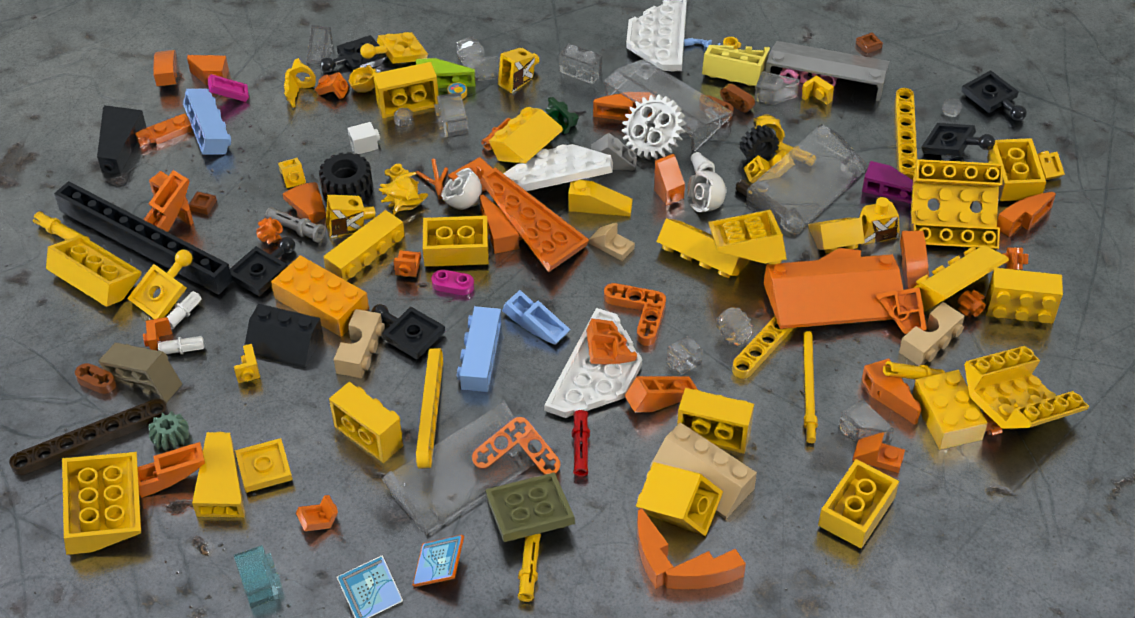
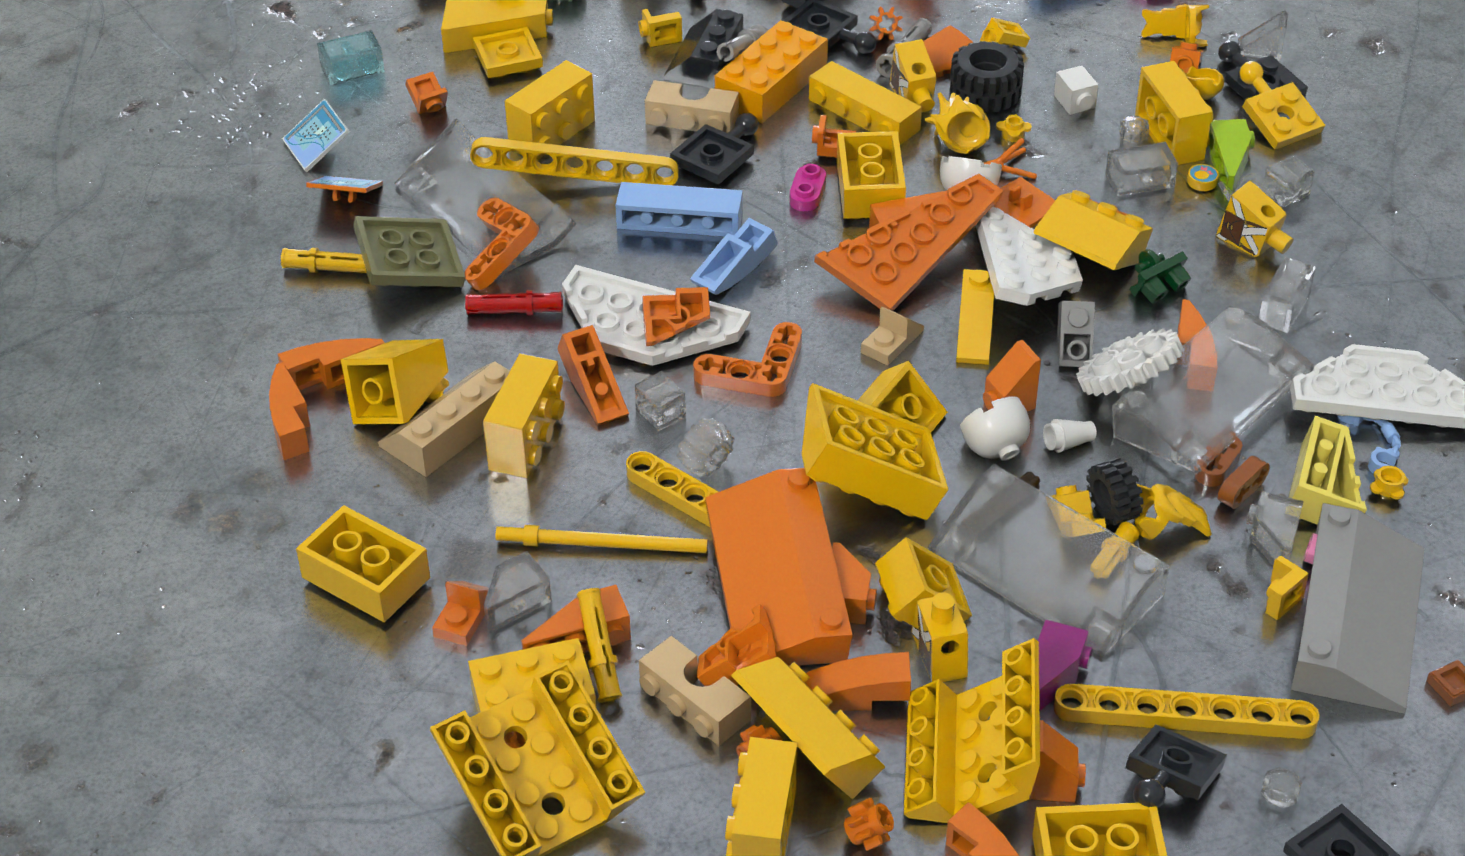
camera: 90 degrees right, 5 degrees down
(302, 307) = (743, 40): none -> light grey pin

